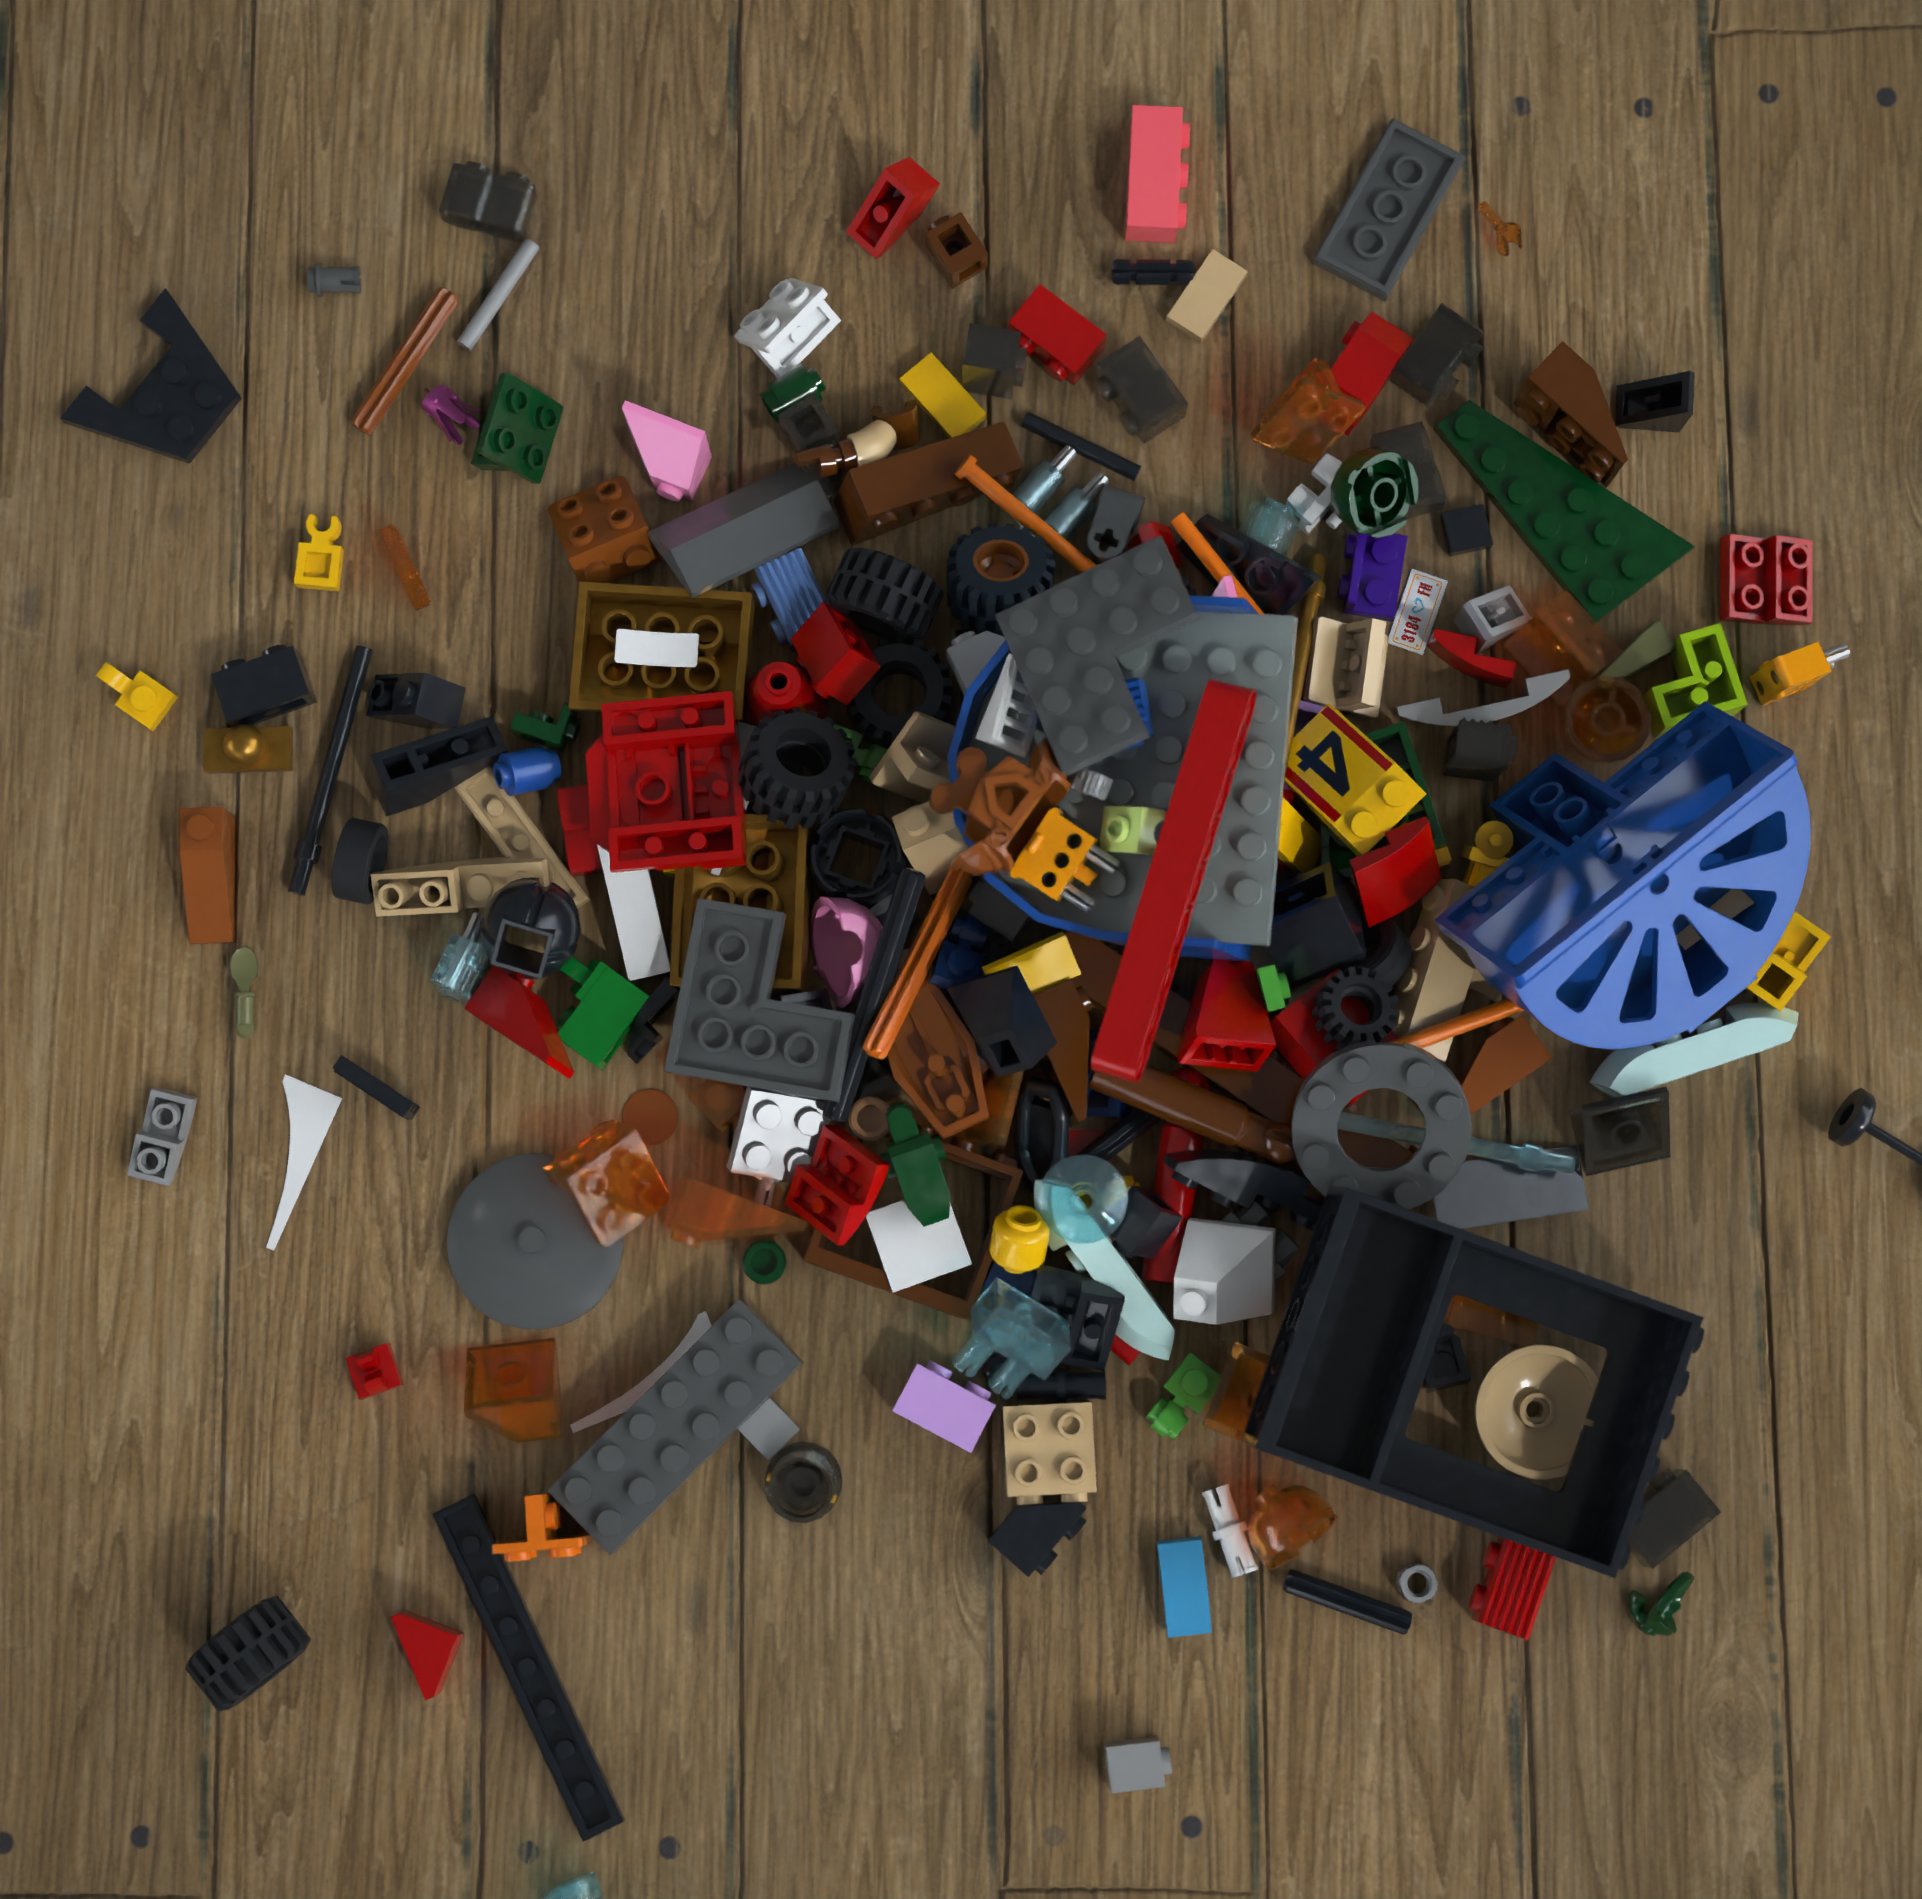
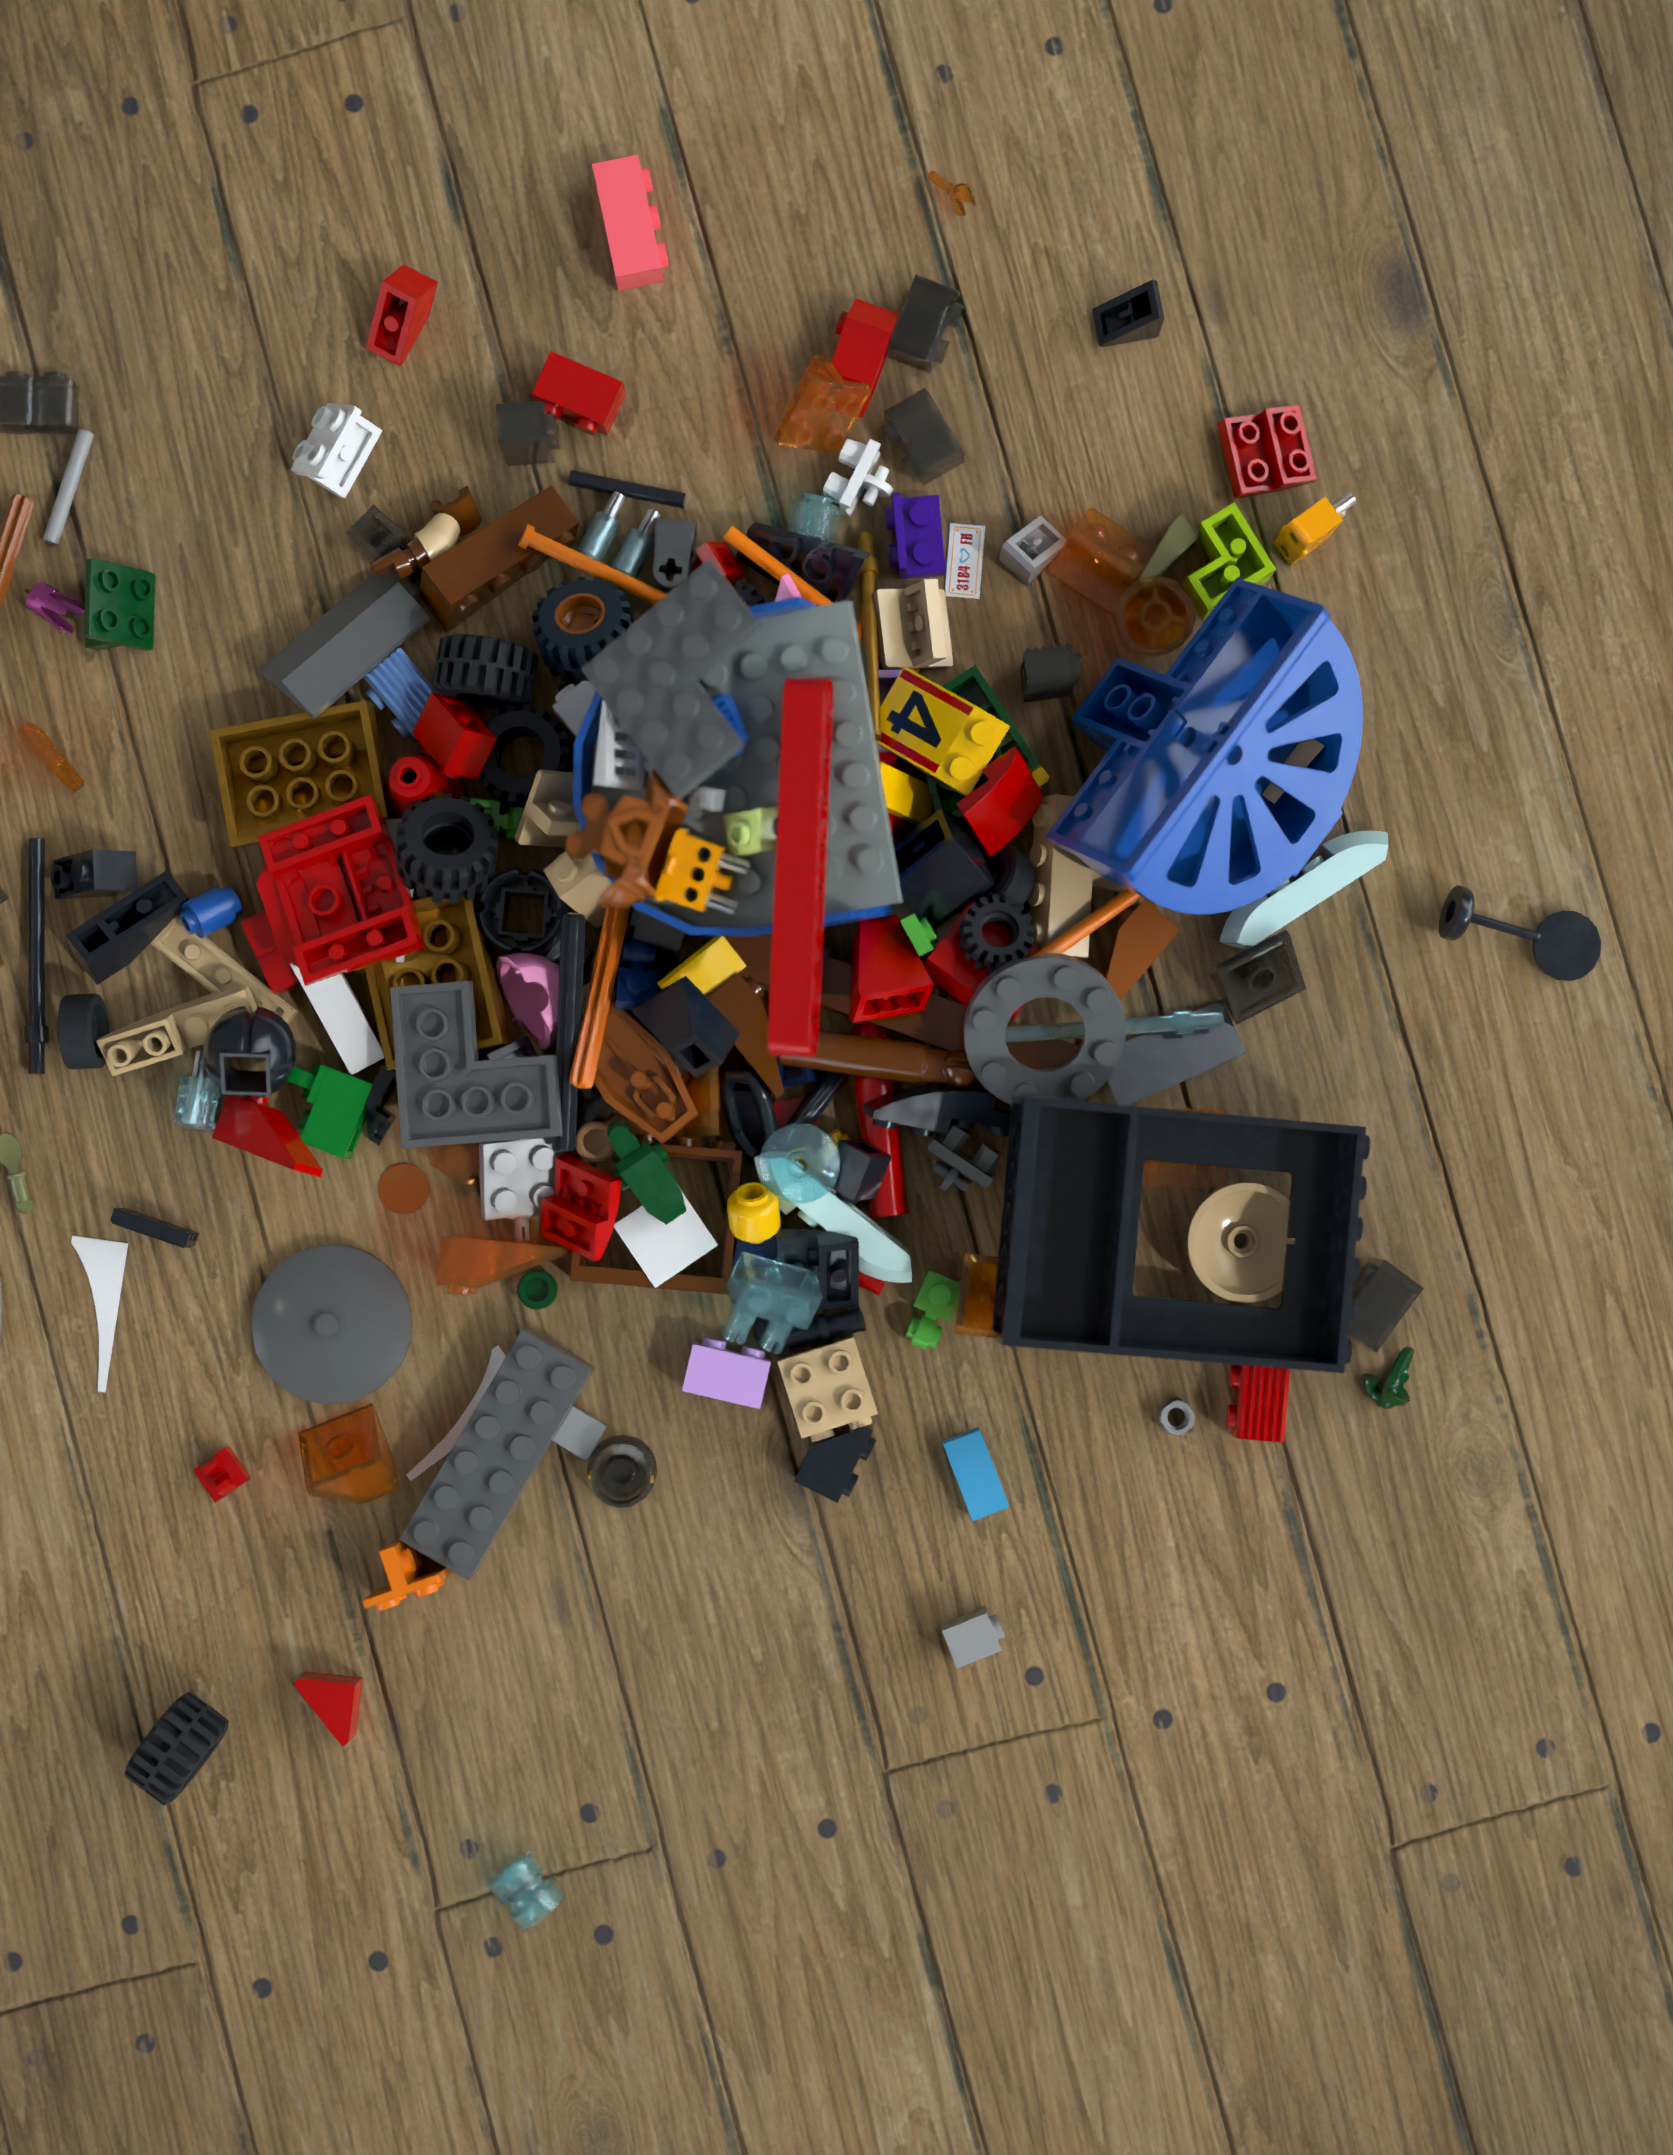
camera: 10 degrees left, 5 degrees up
(529, 1668) = (426, 1693): black tile -> none
(541, 730) = (211, 871): dark green bracket -> none
(603, 532) = (220, 679): dark orange bracket -> none
(610, 1180) = (382, 1254): clear orange bracket -> none
(656, 648) = (294, 773): white sticker -> none
(670, 451) = (261, 591): bright pink slope -> none
(791, 389) = (354, 505): dark green brick -> none
(942, 397) = (492, 476): yellow tile -> none
(956, 232) = (463, 323): reddish brown brick -> none
(1140, 390) = (666, 425): clear smoke brick -> none
(1152, 271) = (650, 313): black axle -> none
(1206, 296) = (704, 322): tan tile -> none
(1224, 1272) = (940, 1194): white slope -> none
(1229, 1531) = (1003, 1415): white pin -> none
(1287, 1522) = (1050, 1395): clear orange cylinder -> none
(1347, 1601) = (1120, 1449): black axle -> none
(1374, 492) = (897, 464): dark green cylinder -> none
(1388, 209) = (848, 200): dark grey tile -> none
(1447, 1363) = (1154, 1219): black slope -> none
(1459, 651) = (1010, 589): red slope -> none
(1466, 530) = (989, 475): black tile -> none
(1492, 842) = (1081, 753): yellow hips -> none
(1535, 691) = (1086, 604): light grey slope -> none
(1572, 410) = (1054, 341): reddish brown slope -> none
(1575, 527) = (1086, 447): dark green wing -> none
(1787, 964) = (1367, 789): yellow brick -> none

